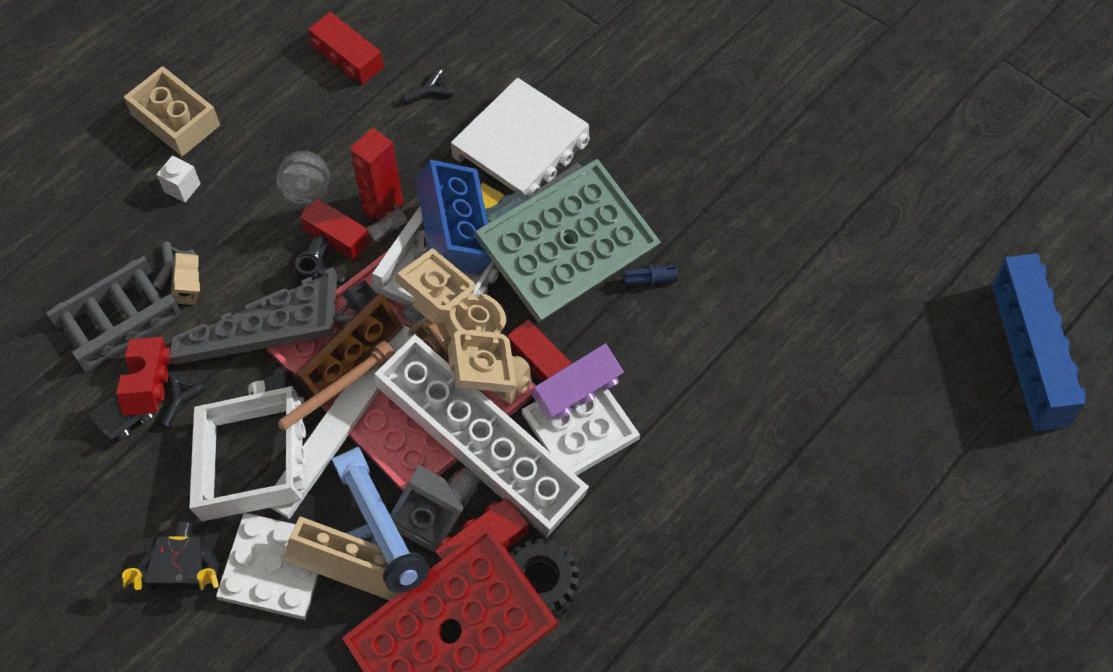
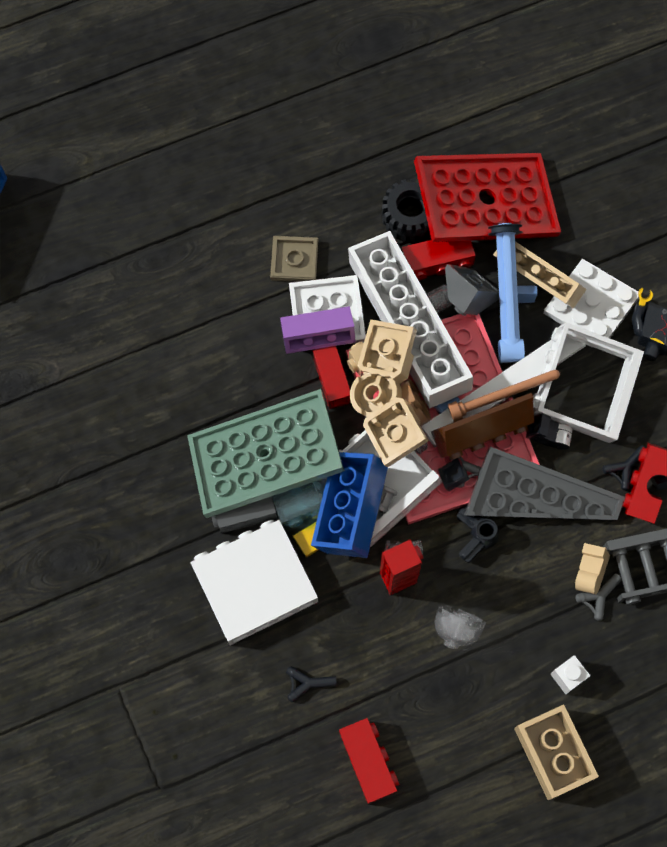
camera: 155 degrees left, 10 degrees up
(341, 231) = (450, 563): red brick -> none
(650, 474) = (294, 258): none -> dark tan tile
(651, 275) = (212, 408): dark blue axle -> none

